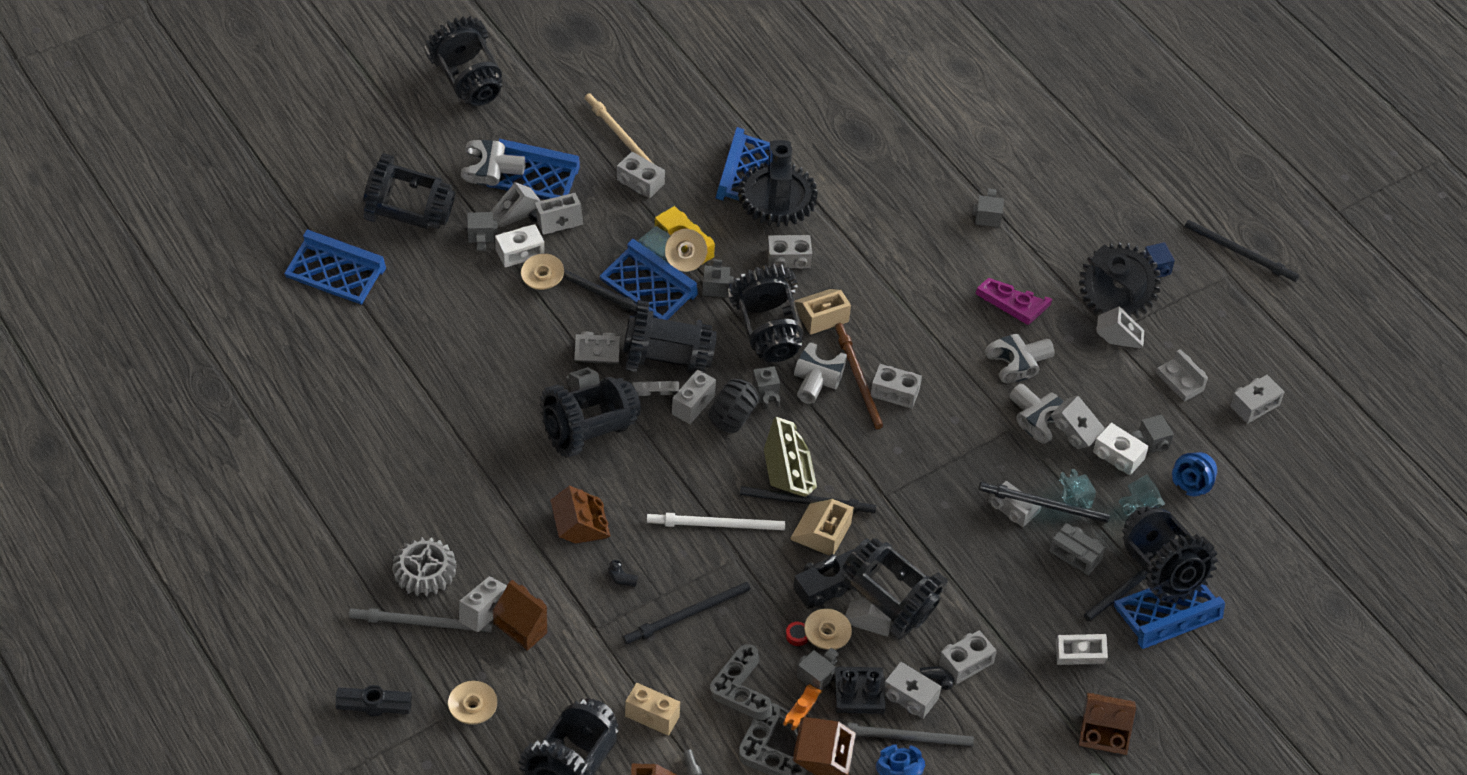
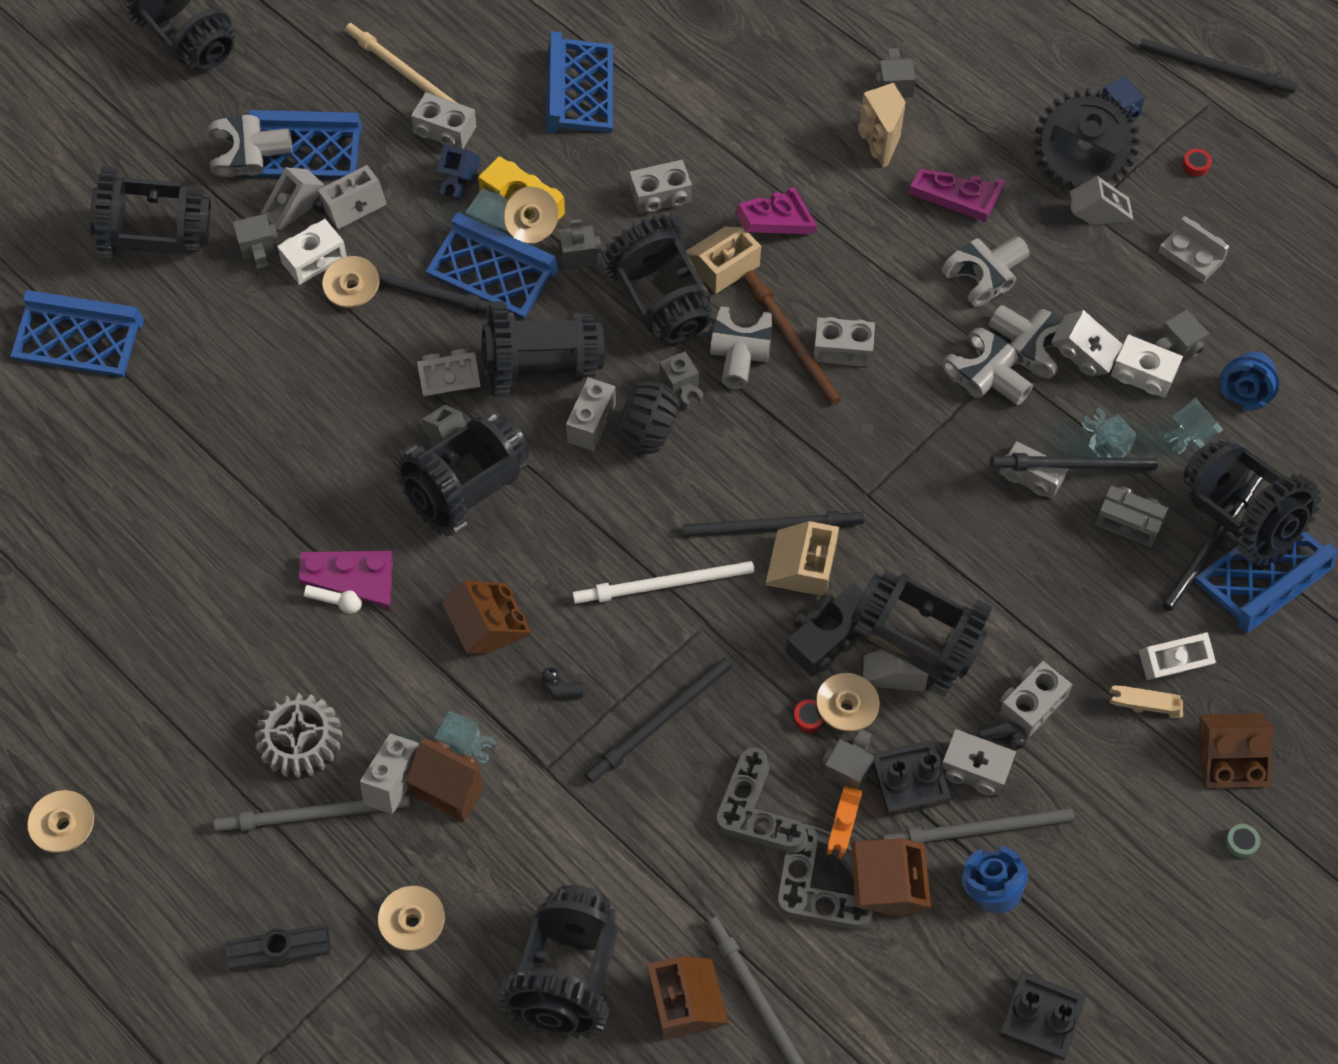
camera: 10 degrees left, 10 degrees up
(240, 579) = (54, 810): none -> tan dish
(483, 487) = (347, 600): none -> white bar
(495, 470) = (356, 571): none -> magenta wing
(543, 588) = (464, 737): none -> clear light blue brick
(643, 207) = (458, 166): none -> dark blue brick
(652, 709) = (651, 871): tan brick -> none
(664, 387) = (544, 409): light grey wing -> none
(778, 190) = (625, 107): black piece -> none
(788, 459) = (736, 477): olive wedge -> none
(869, 287) = (776, 214): none -> magenta wing
(968, 238) = (882, 121): none -> tan slope
(1000, 427) = (989, 369): none -> light grey connector
(1051, 675) = (1148, 700): none -> tan piece
(1204, 315) = (1197, 162): none -> red tile
(1256, 398) = (1293, 260): light grey brick -> none

